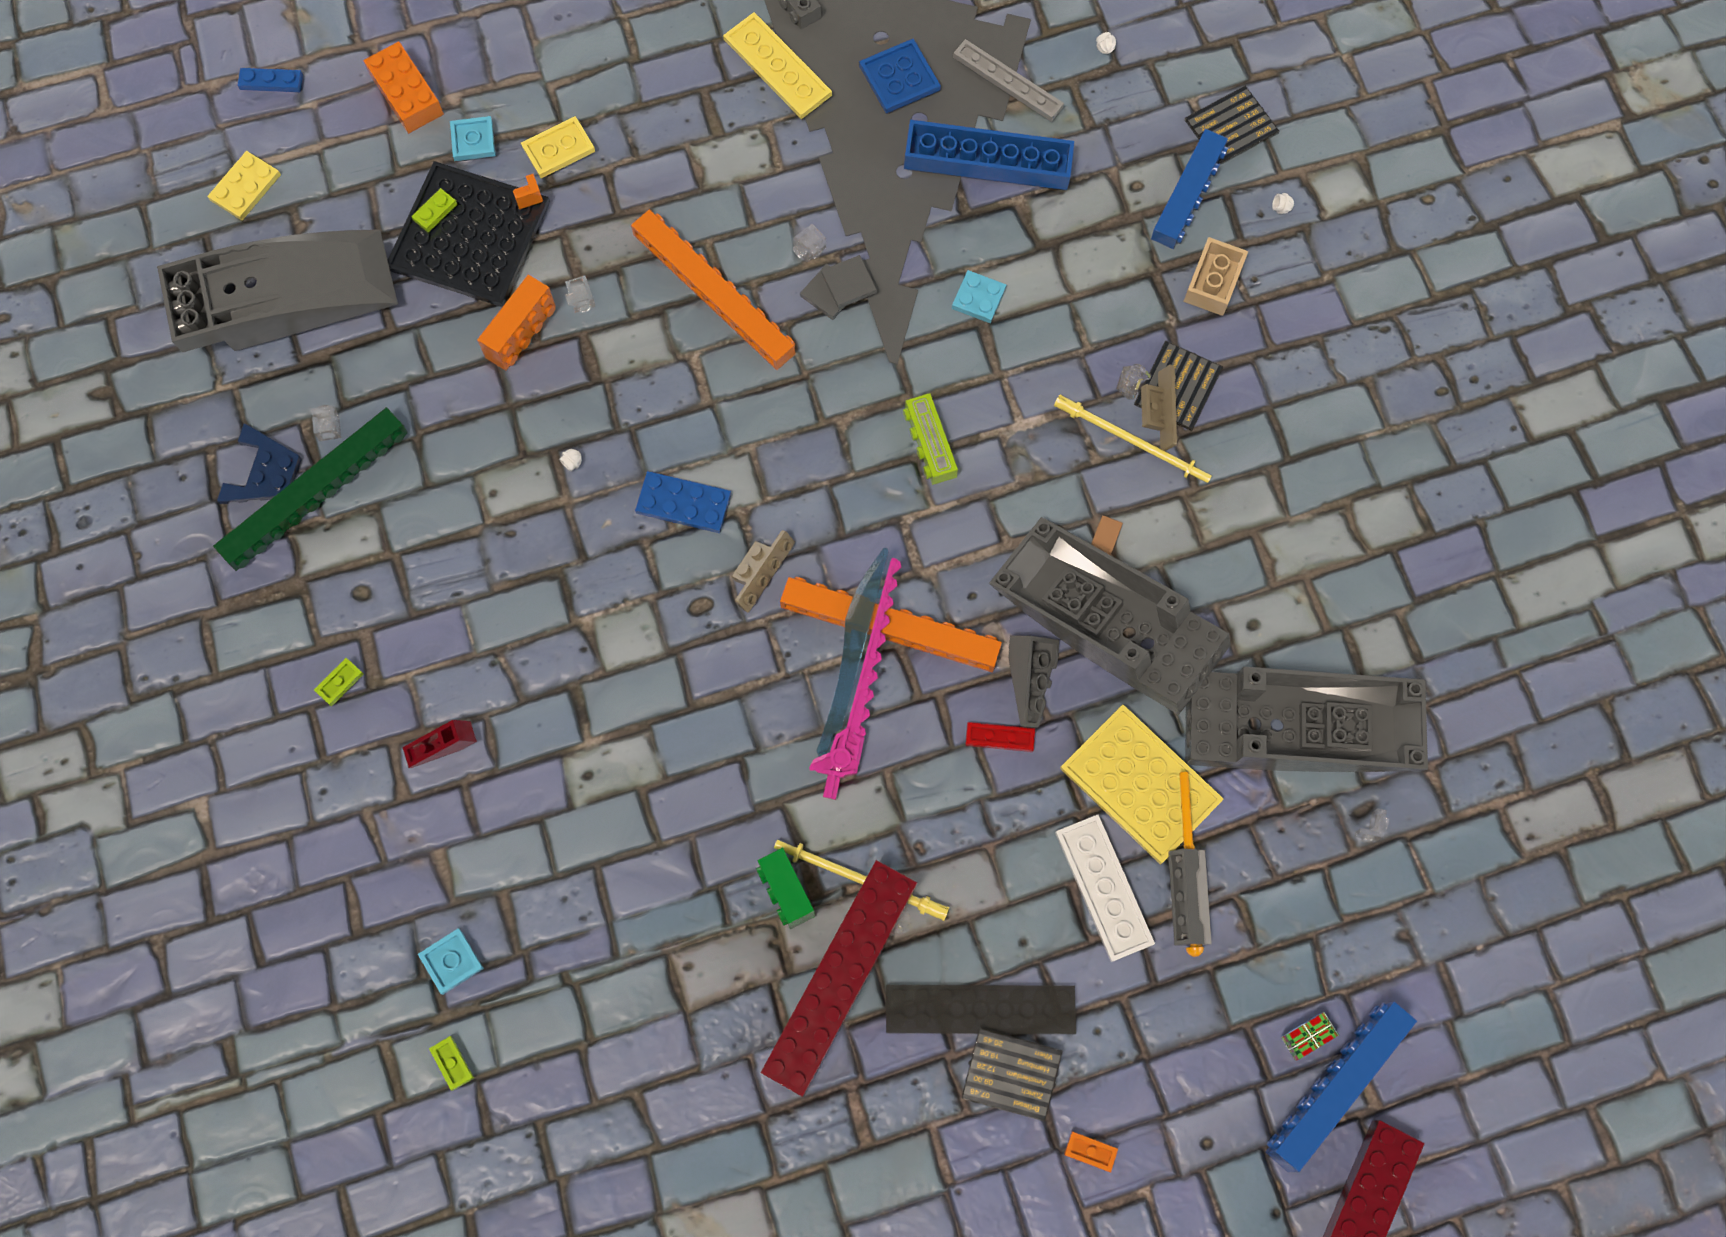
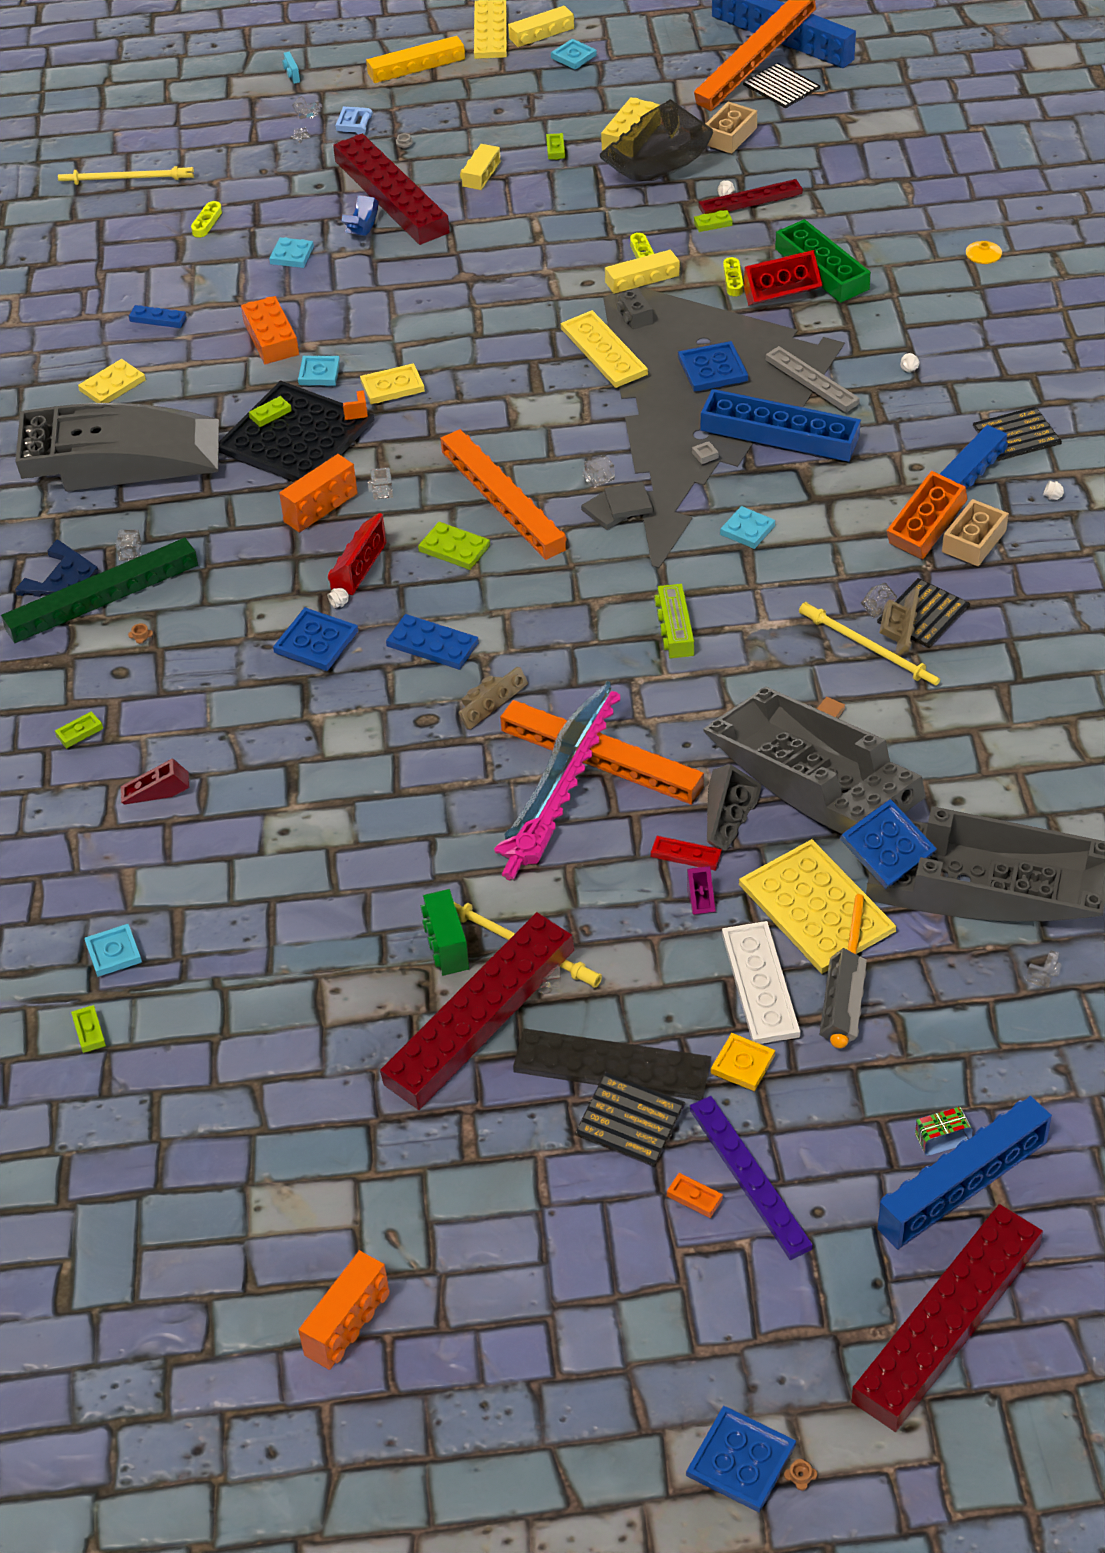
camera: 15 degrees right, 25 degrees down
(368, 534) = (140, 633): none -> medium nougat plate
(560, 519) = (315, 639): none -> blue plate
(579, 402) = (359, 555): none -> red slope
(676, 366) = (454, 545): none -> lime plate
(915, 201) = (705, 452): none -> light grey plate
(1026, 789) = (700, 890): none -> magenta slope
(1106, 987) = (743, 1062): none -> yellow plate
(1138, 1118) = (751, 1178): none -> dark purple plate
(1166, 264) = (927, 515): none -> orange brick
(1208, 720) = (887, 843): none -> blue plate

